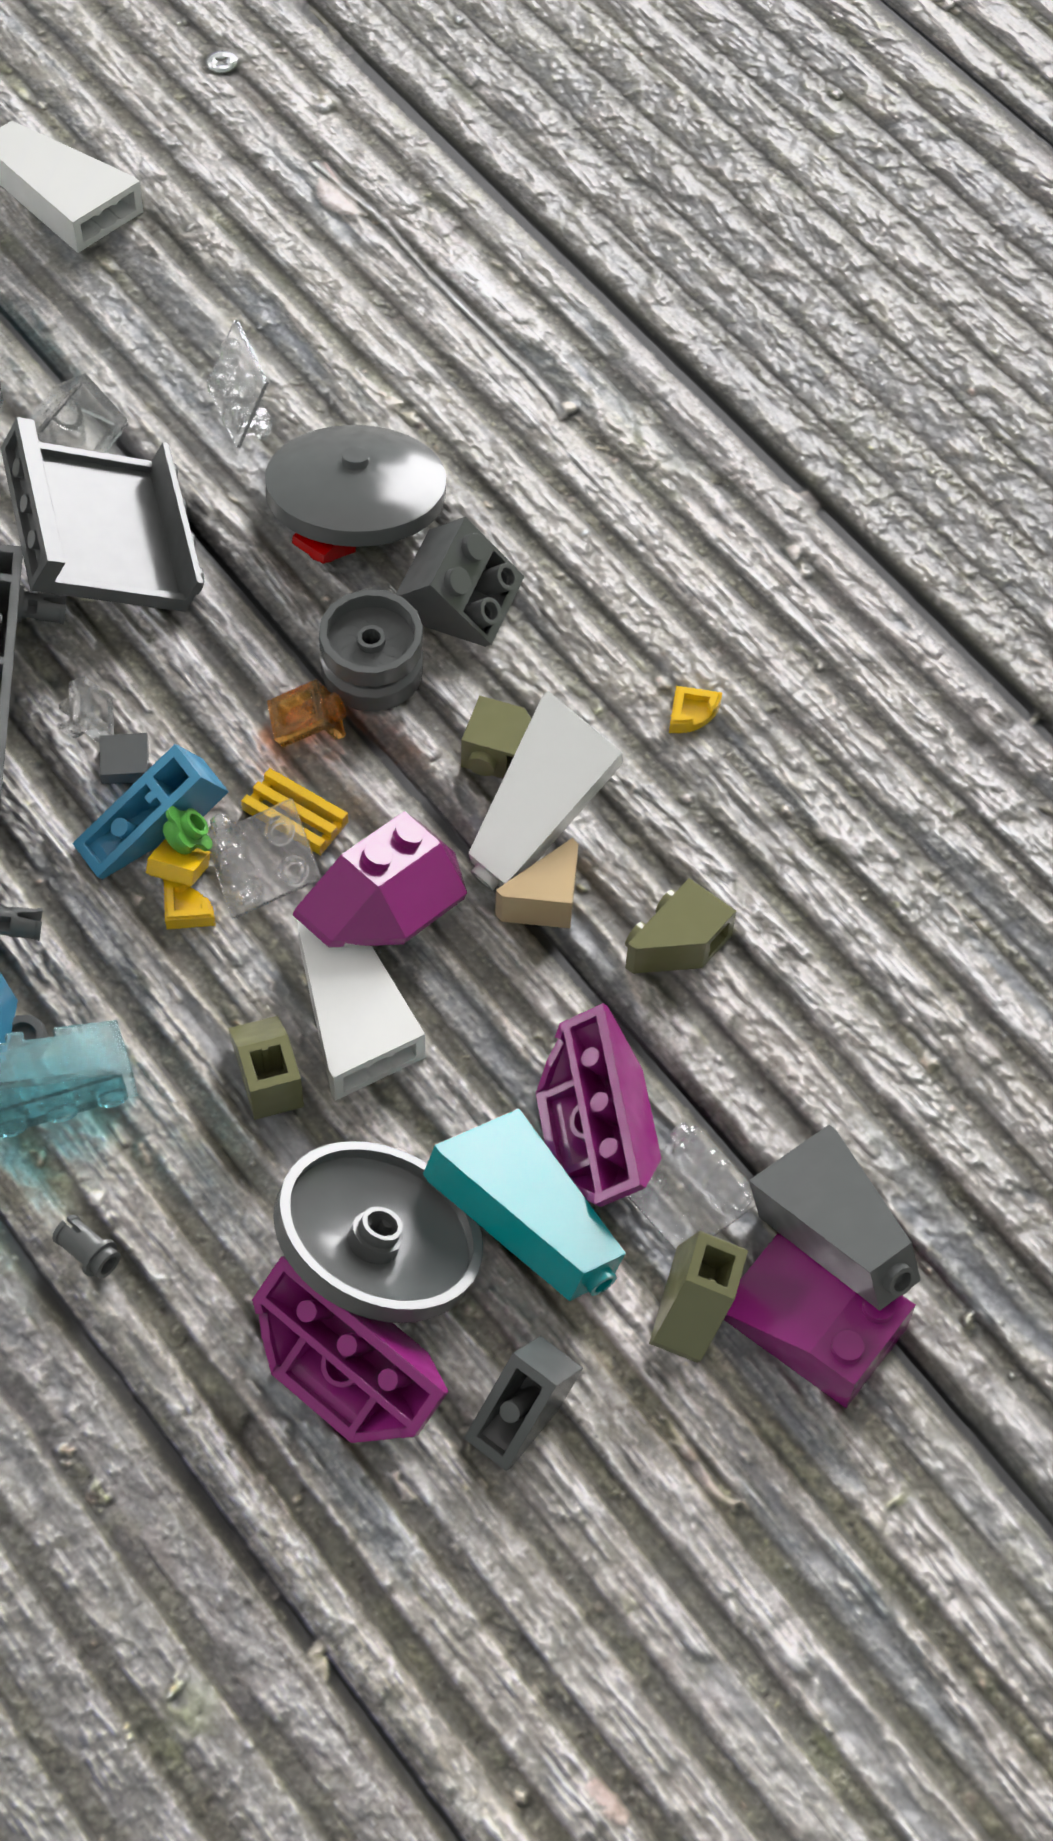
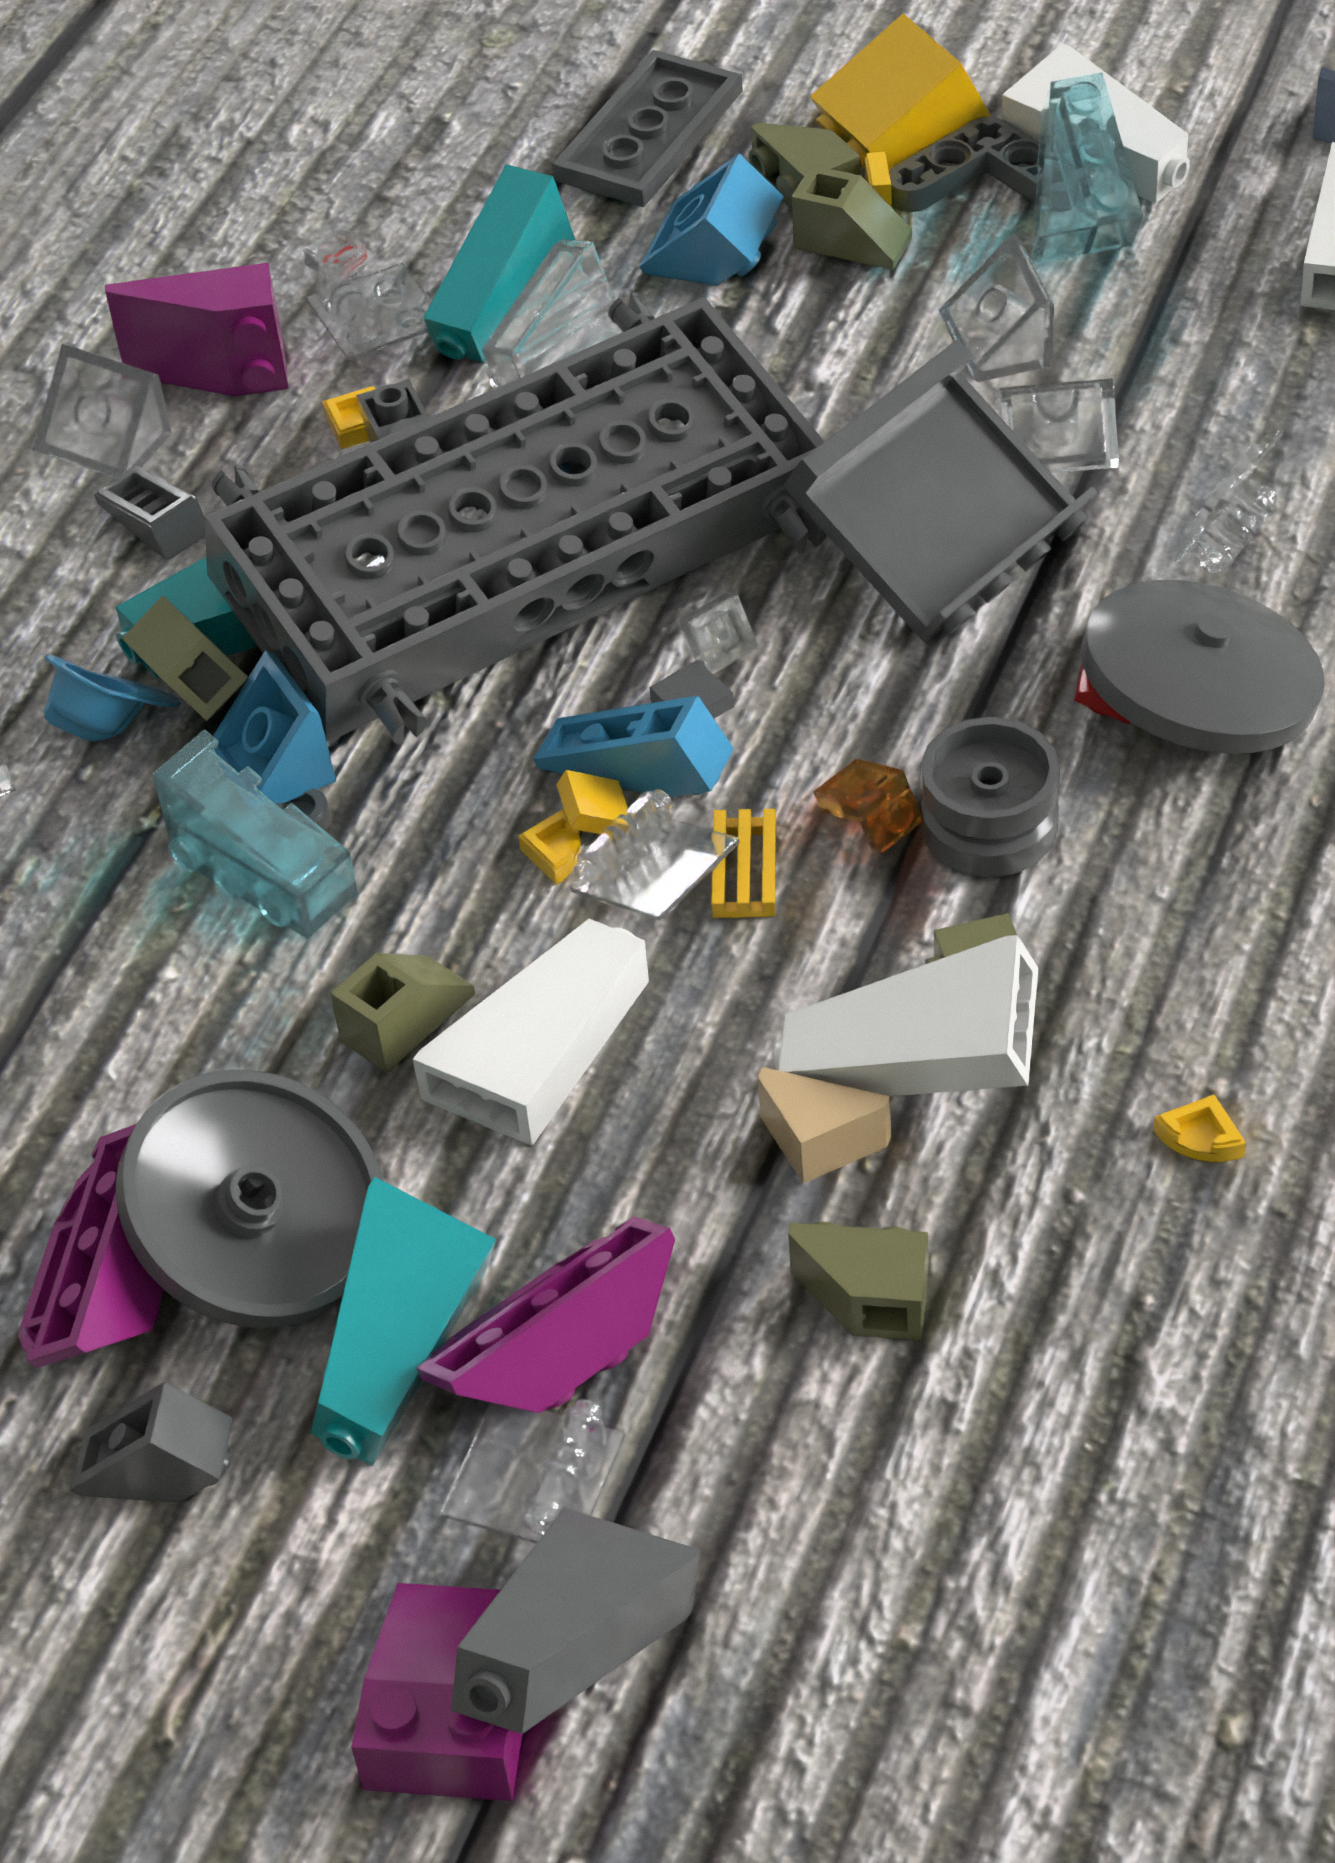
camera: 65 degrees right, 10 degrees down
(95, 1254) = (90, 1002): dark grey pin -> none
(186, 830) = (610, 777): bright green plate -> none
(384, 888) = (688, 966): magenta wedge -> none
(461, 583) = (1162, 828): dark grey slope -> none
(697, 1295) = (383, 1540): olive slope -> none

